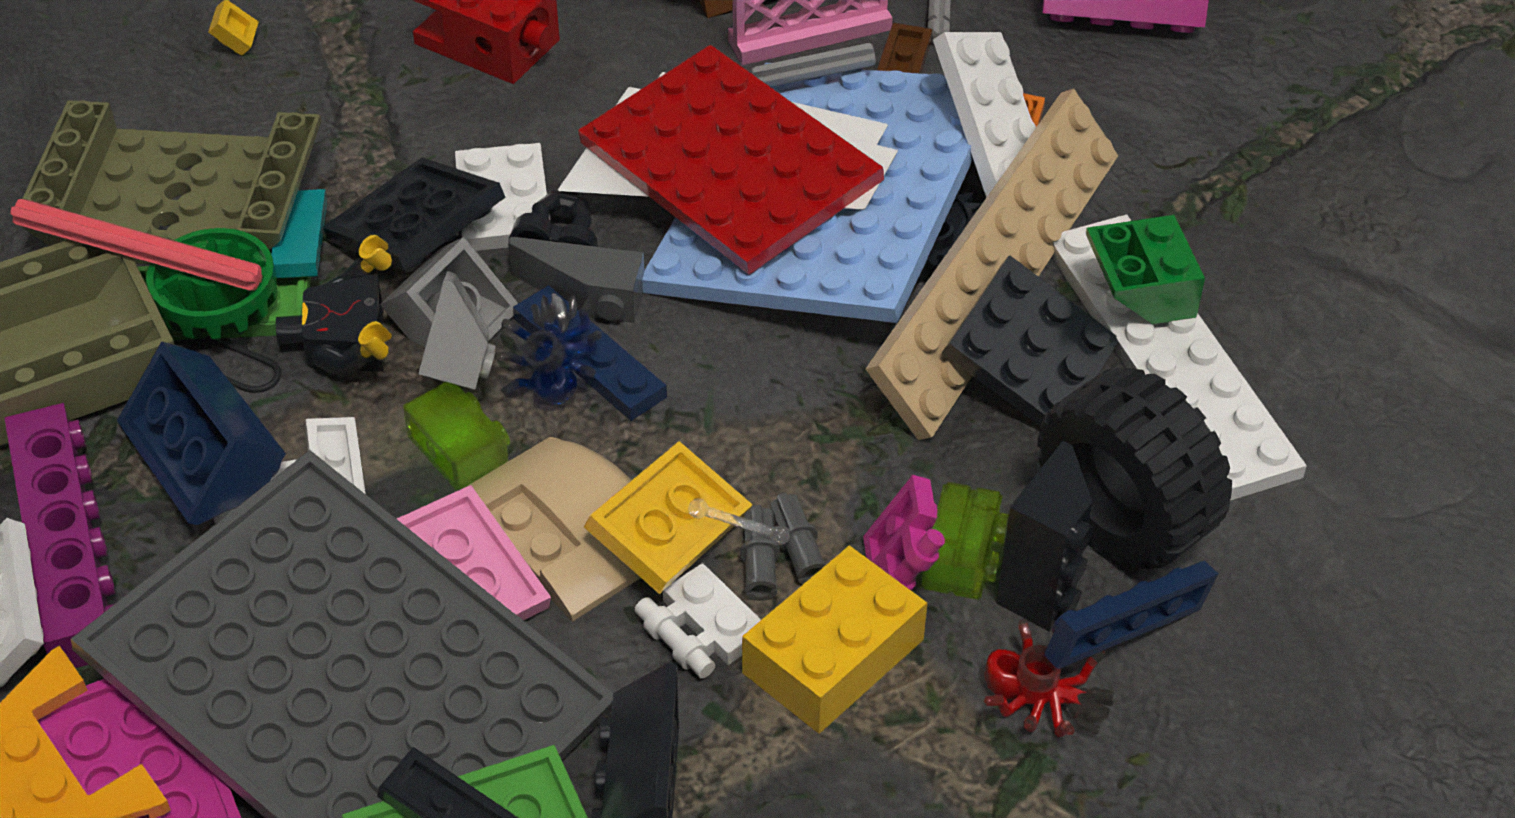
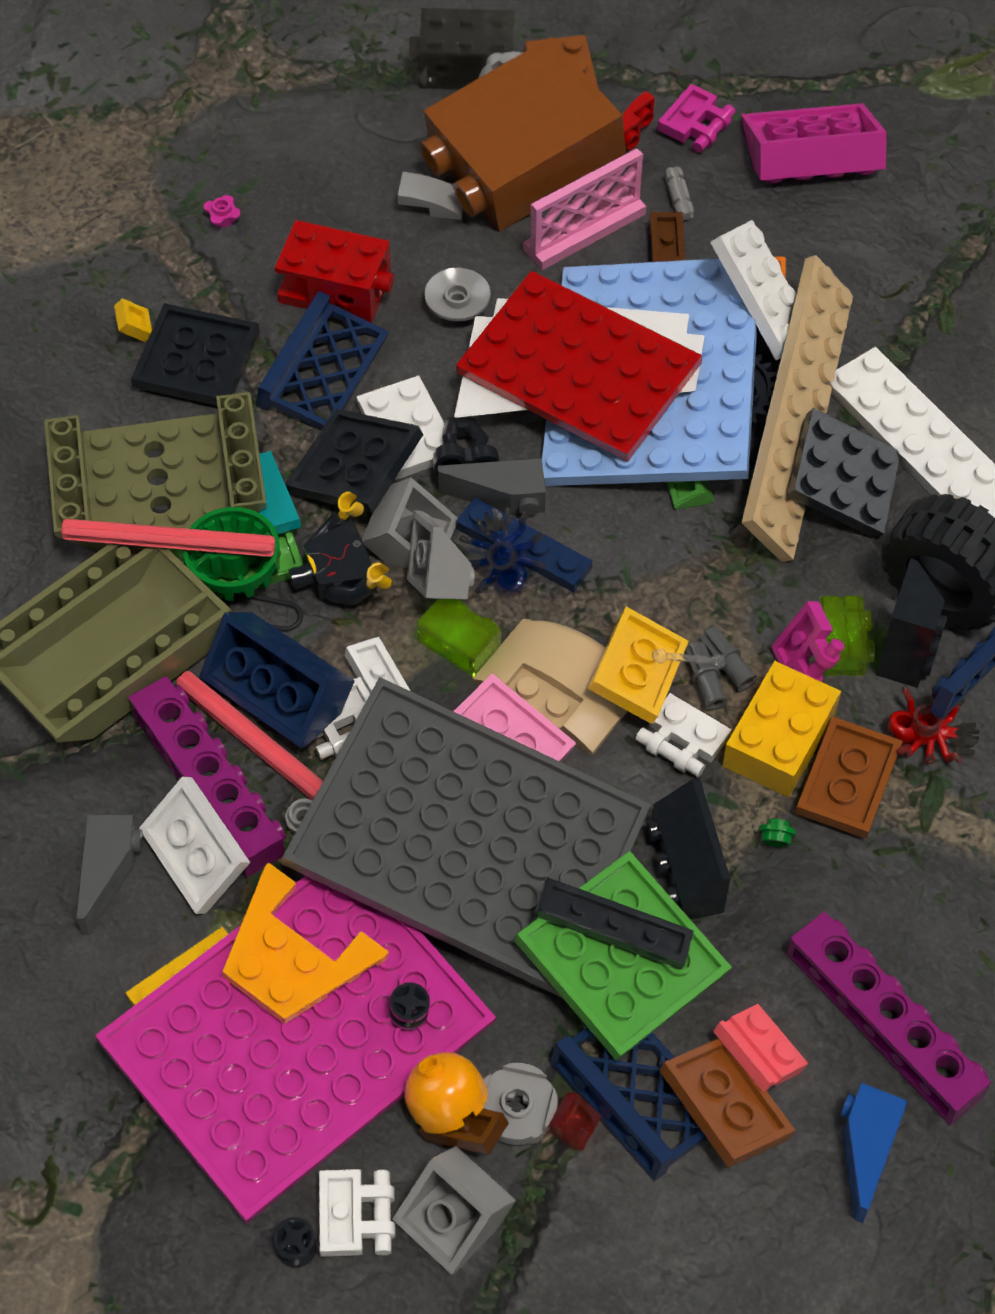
camera: 15 degrees left, 10 degrees up
(134, 484) = (250, 734): none -> coral axle
(286, 72) = (195, 354): none -> black plate
(406, 91) = (301, 344): none -> dark blue fence
(622, 64) = (457, 294): none -> light grey dish
(778, 773) = (776, 833): none -> green plate
(816, 65) = (611, 268): light grey axle -> none
(828, 334) = (690, 493): none -> bright green slope
(906, 723) = (848, 777): none -> dark orange plate
(1149, 267) = (913, 394): green slope -> none

